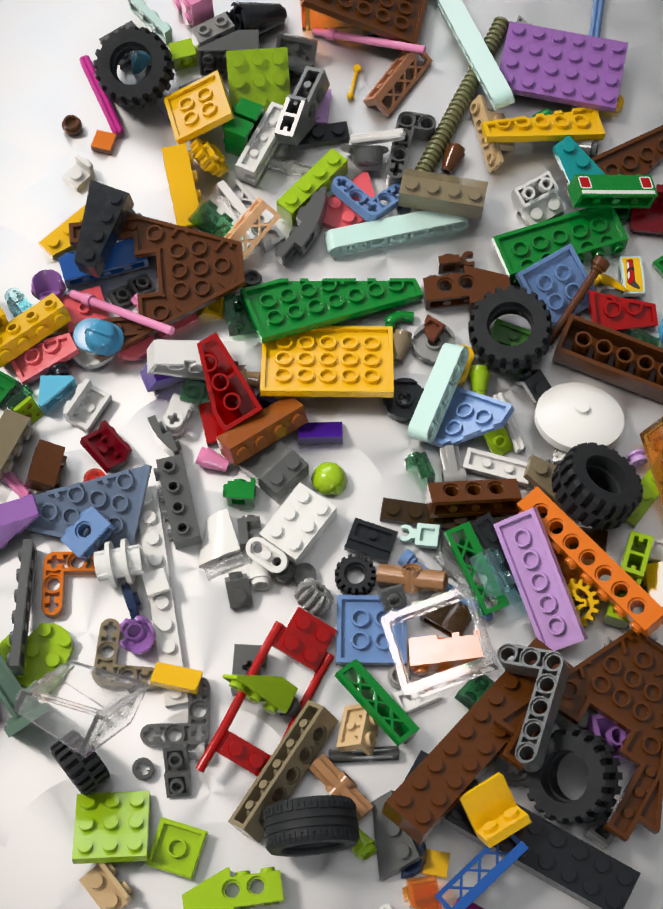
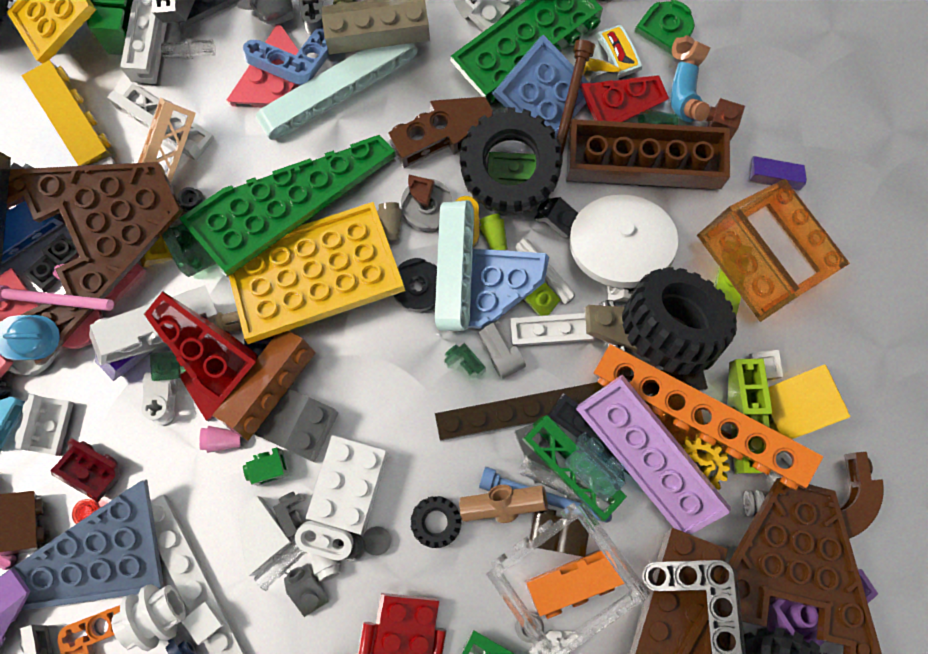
camera: 20 degrees left, 10 degrees up
(100, 530) = (93, 611): medium blue brick -> none
(164, 439) = (157, 434): dark grey slope -> none
(178, 502) = (196, 506): dark grey brick -> none
(208, 157) = (86, 67): yellow gear -> none
(210, 220) = (114, 144): clear green bracket -> none
(309, 223) = (234, 107): dark grey slope -> none
(314, 597) = (397, 571): light grey gear -> none
(320, 175) = (221, 64): lime brick -> none
(320, 433) = (335, 358): dark purple slope -> none
(329, 479) = (364, 412): lime hair -> none
(362, 632) = (463, 587): medium blue plate -> none
(371, 540) = (438, 471): black plate -> none
(392, 597) = (490, 541): dark grey bracket -> none
(399, 316) = (374, 187): green arm -> none
(424, 536) = (499, 443): light aqua plate -> none
(452, 263) = (415, 102): reddish brown plate -> none
(472, 498) = (531, 391): reddish brown brick -> none
(473, 690) = (625, 625): clear green bracket -> none
(637, 457) = (702, 263): lavender bush -> none

